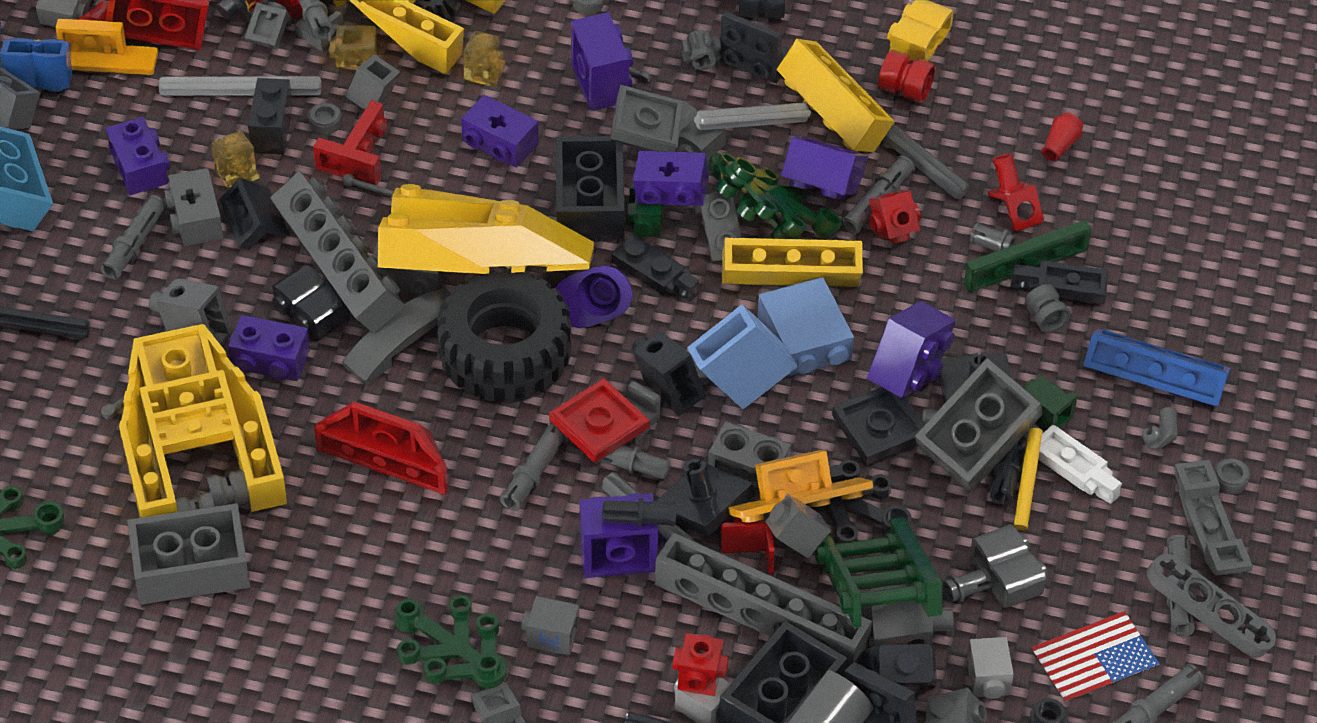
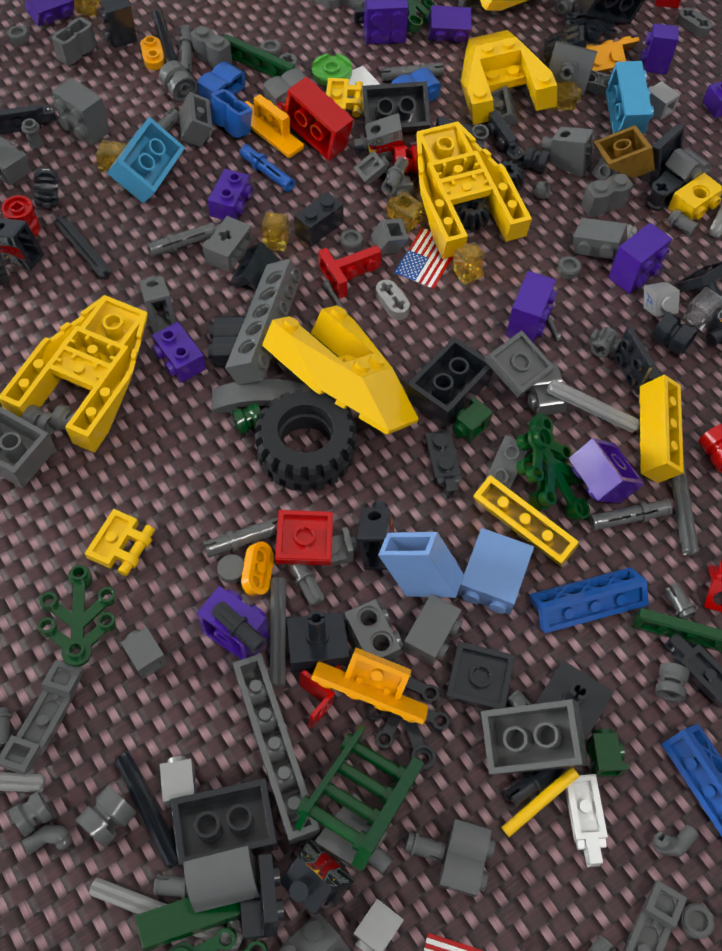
camera: 40 degrees right, 10 degrees up
(142, 99) = (267, 167): none -> blue pin
(232, 85) = (319, 189): light grey axle -> none
(383, 445) = (177, 459): red wedge -> none
(404, 562) = (113, 537): none -> yellow plate
(415, 364) = (246, 418): none -> dark green wheel
(425, 91) = (423, 261): none -> sticker
(437, 149) = (388, 301): none -> light grey beam
(500, 131) = (435, 312): dark purple brick -> none
(551, 503) = (230, 568): none -> dark grey tile
(577, 478) = (257, 569): none -> light orange plate
(596, 295) = (383, 453): dark purple piece -> none
(671, 178) = (494, 411): dark purple brick -> none
(700, 664) = (182, 775): red brick -> none
(797, 525) = (343, 713): dark grey brick -> none
(800, 414) = (432, 630): none -> dark grey brick
(894, 216) = (624, 538): red brick -> none
(912, 349) = (540, 644): dark purple brick -> none
(920, 278) = (590, 601): none -> blue fence

